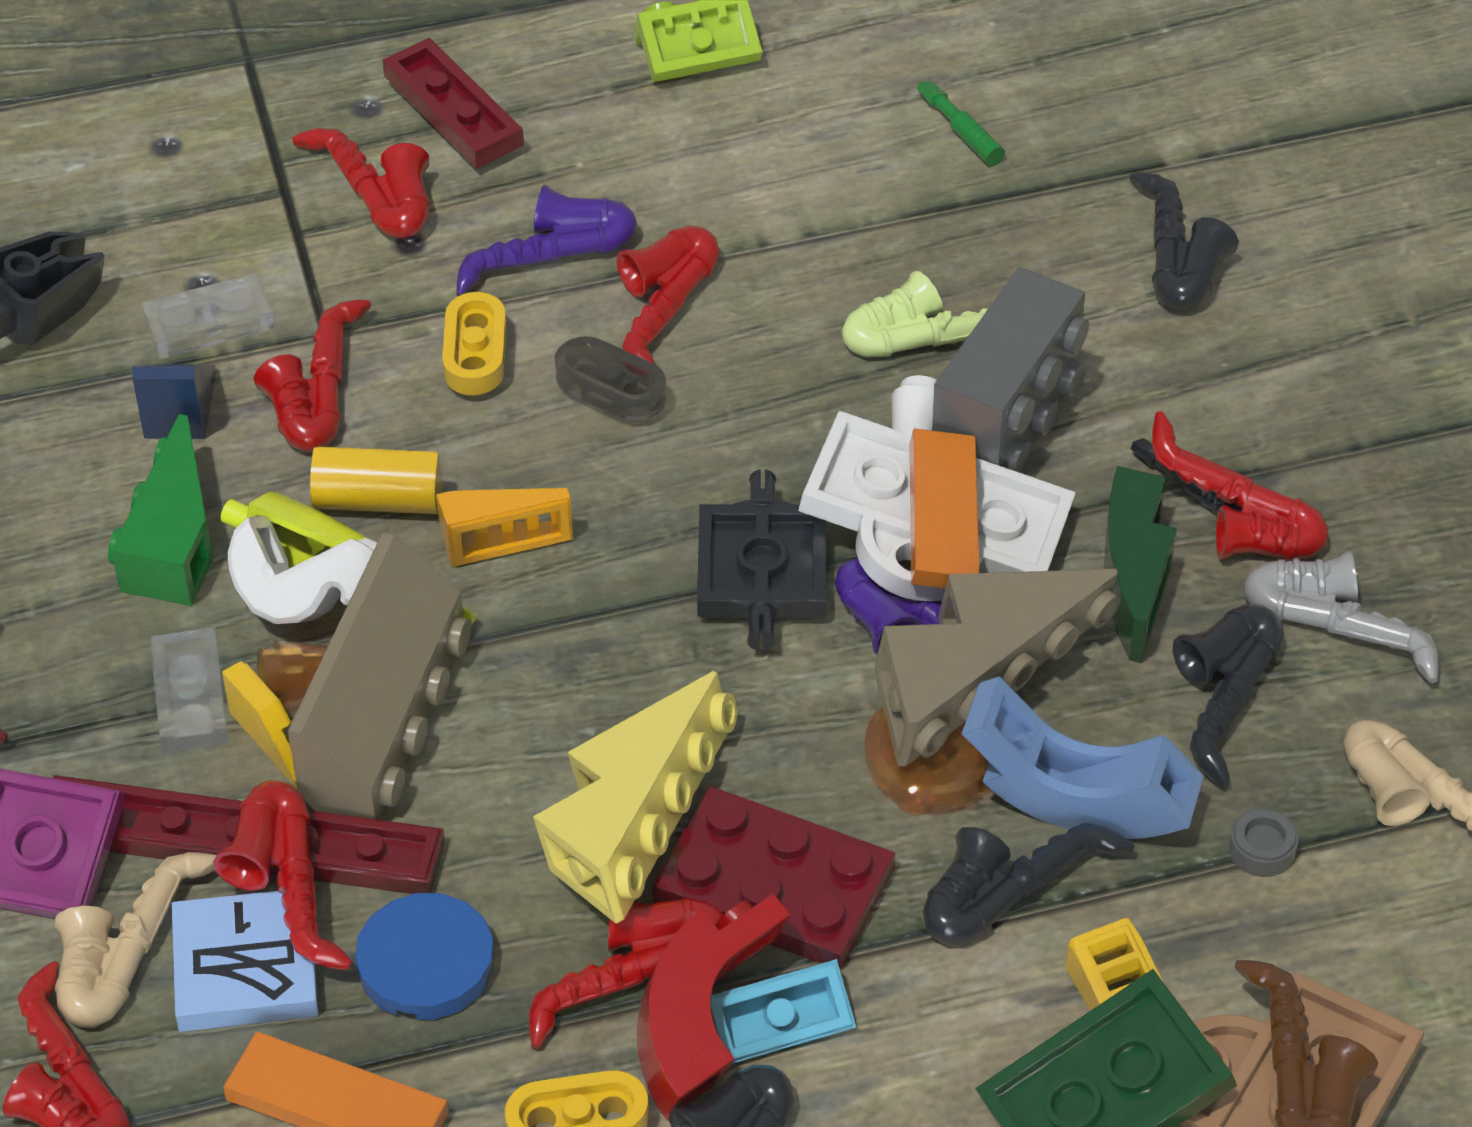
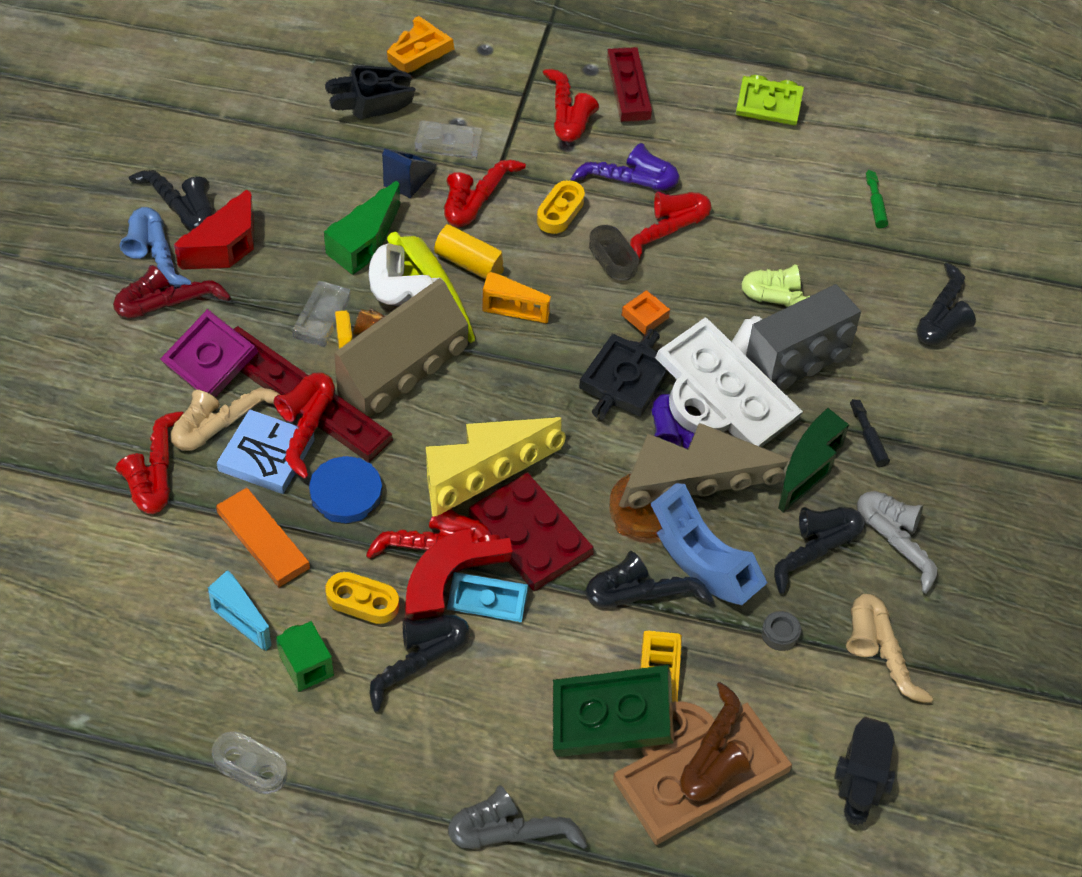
camera: 25 degrees right, 5 degrees up
(55, 182) = (419, 46): none -> light orange wing
(726, 449) = (645, 312): none -> orange plate
(942, 506) = (724, 388): orange tile -> none
(1267, 520) = (893, 470): red piece -> none

